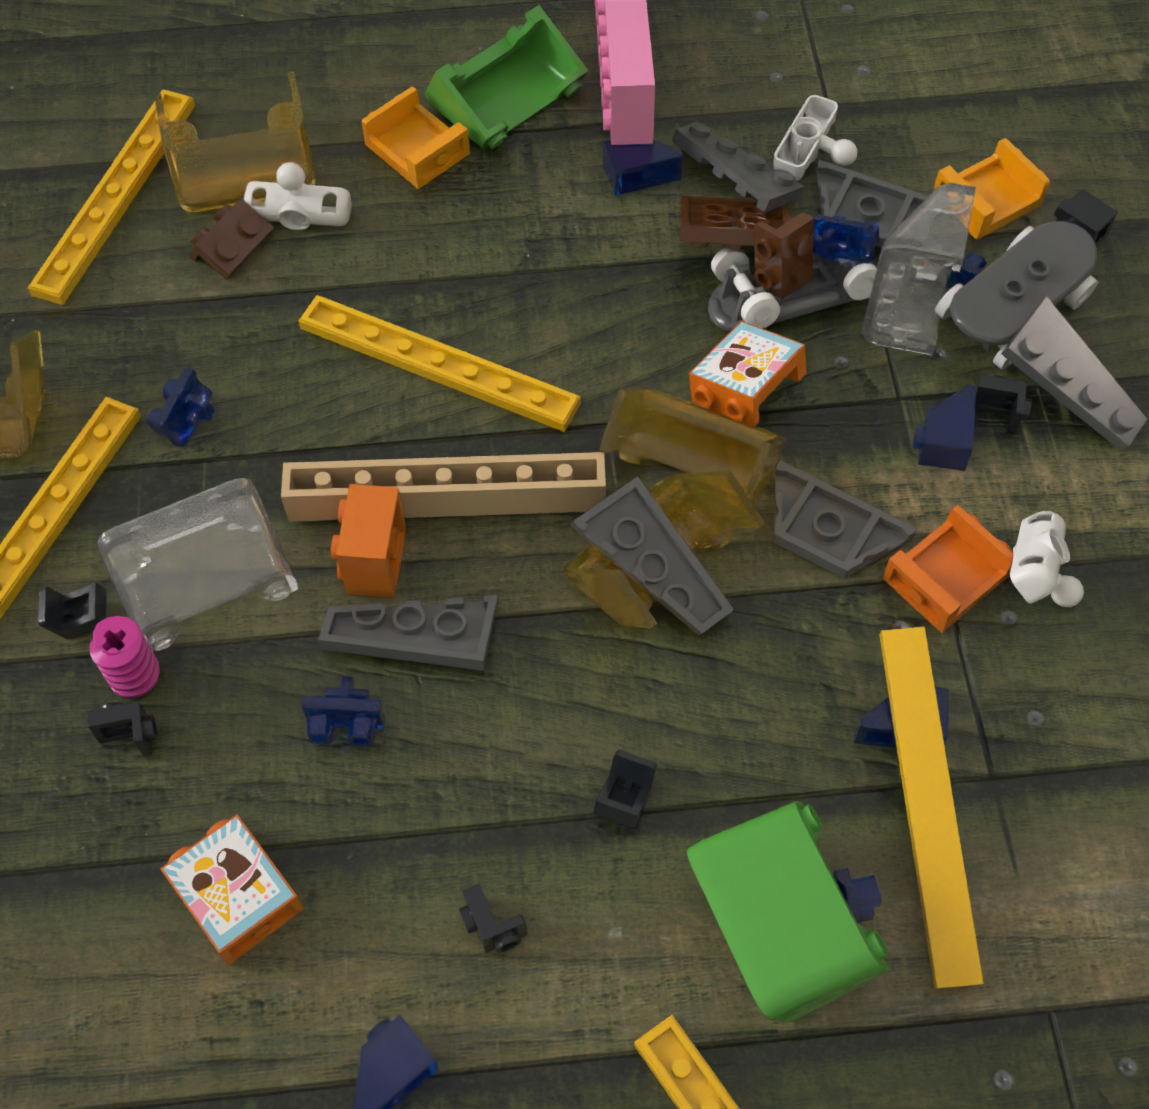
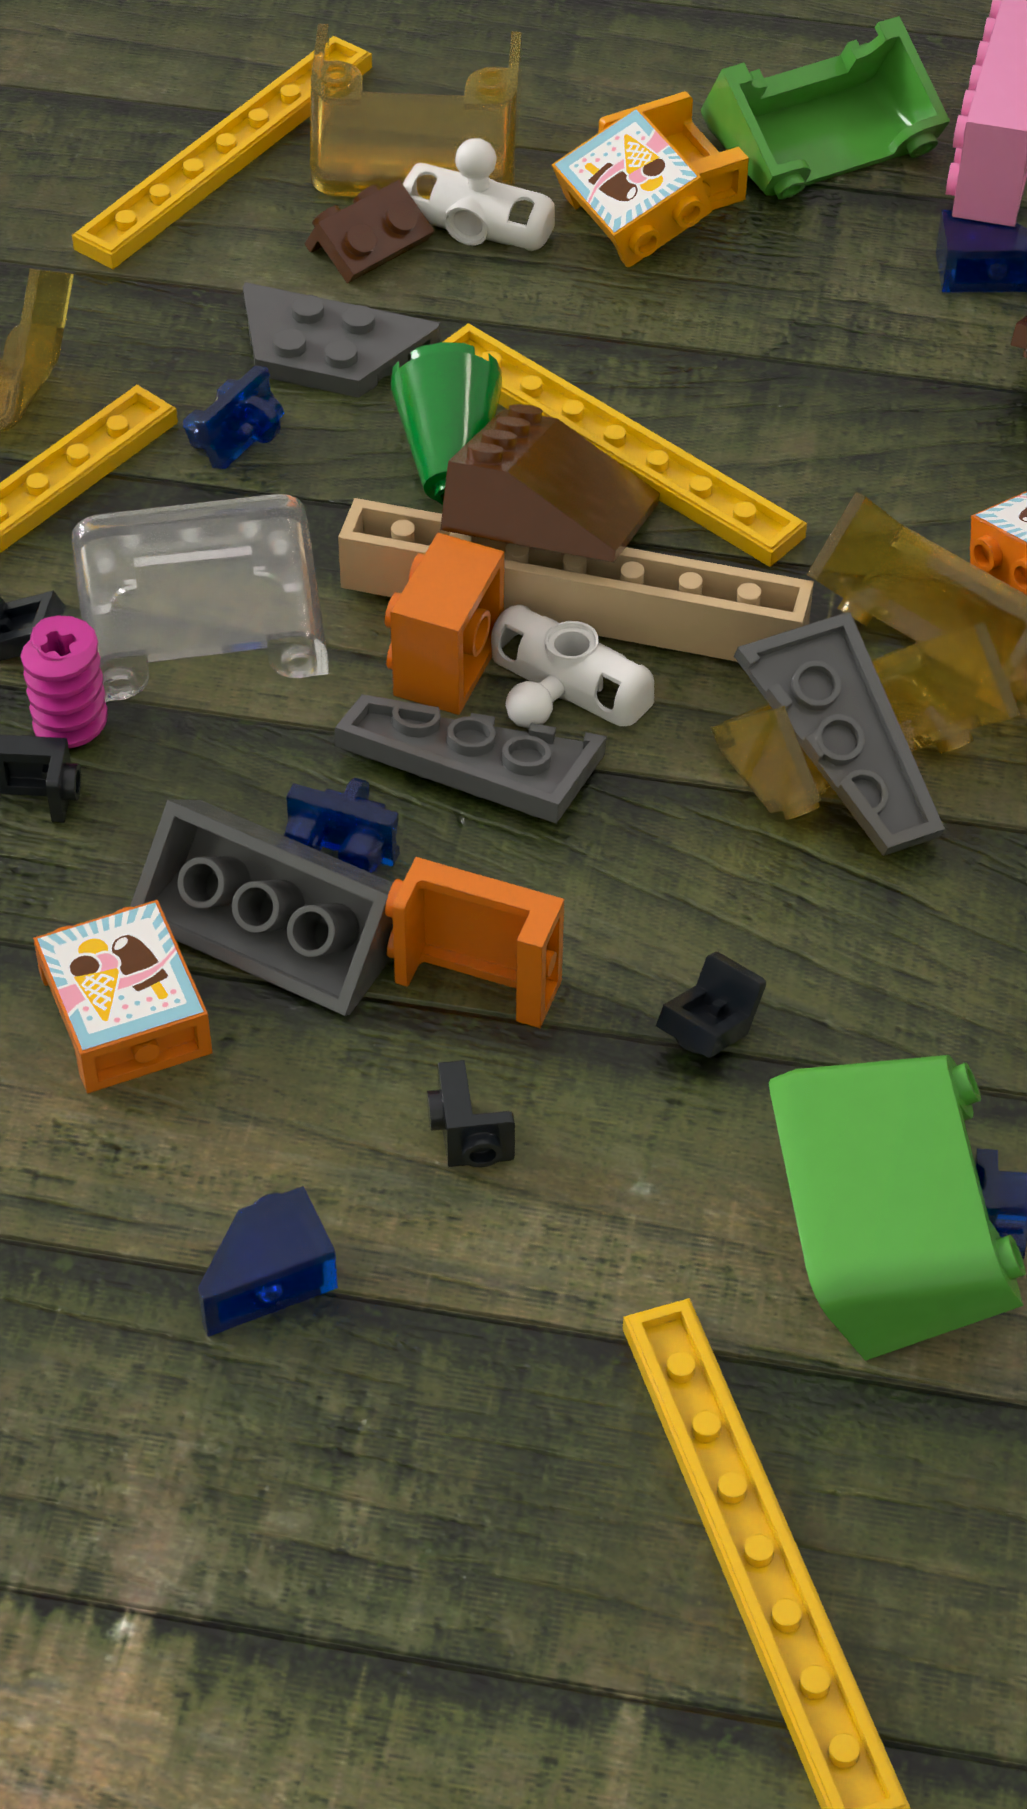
camera: 15 degrees right, 10 degrees down
(226, 330) = (329, 341): none -> dark grey wing
(312, 787) = (268, 904): none -> dark grey slope
(326, 378) = (442, 404): none -> green cone
(398, 167) = (633, 186): none -> panel
(410, 425) = (543, 489): none -> reddish brown slope
(438, 546) = (568, 665): none -> white piece
(461, 777) = (478, 930): none -> orange panel

